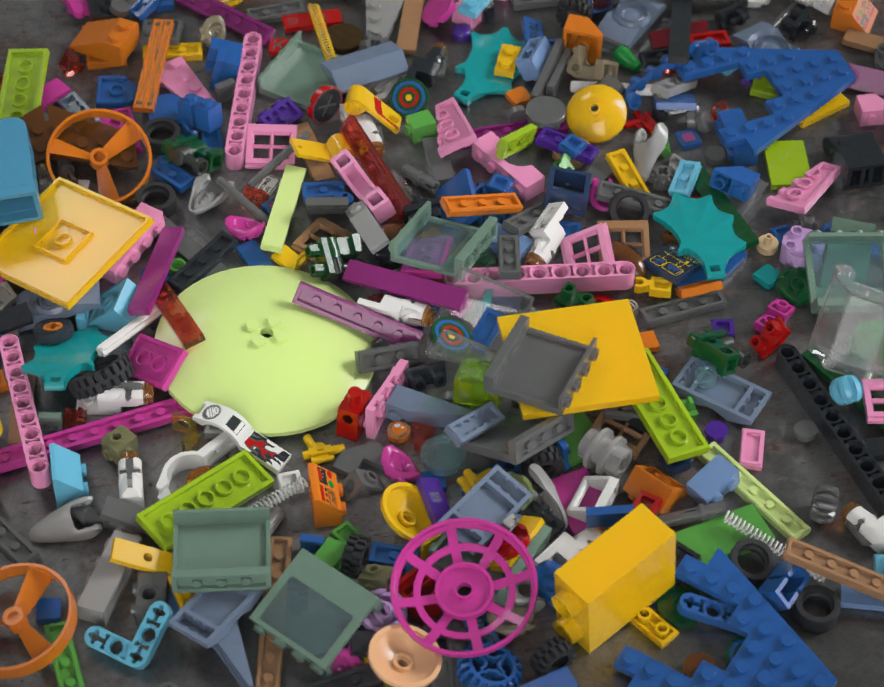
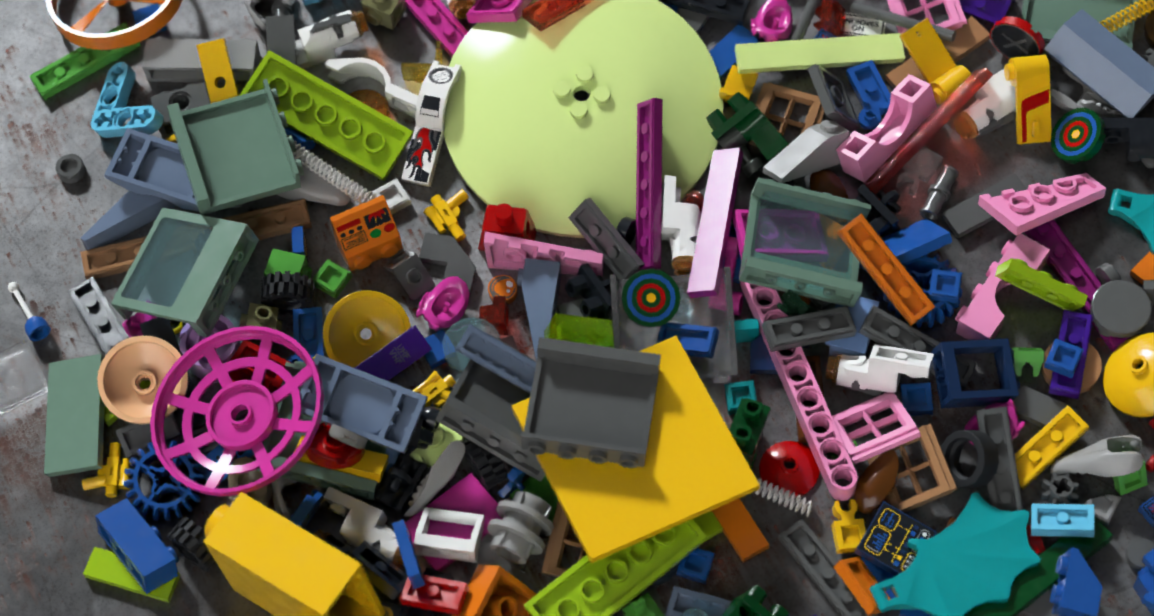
camera: 80 degrees right, 15 degrees up
(420, 126) = (1034, 164): bright green brick -> none

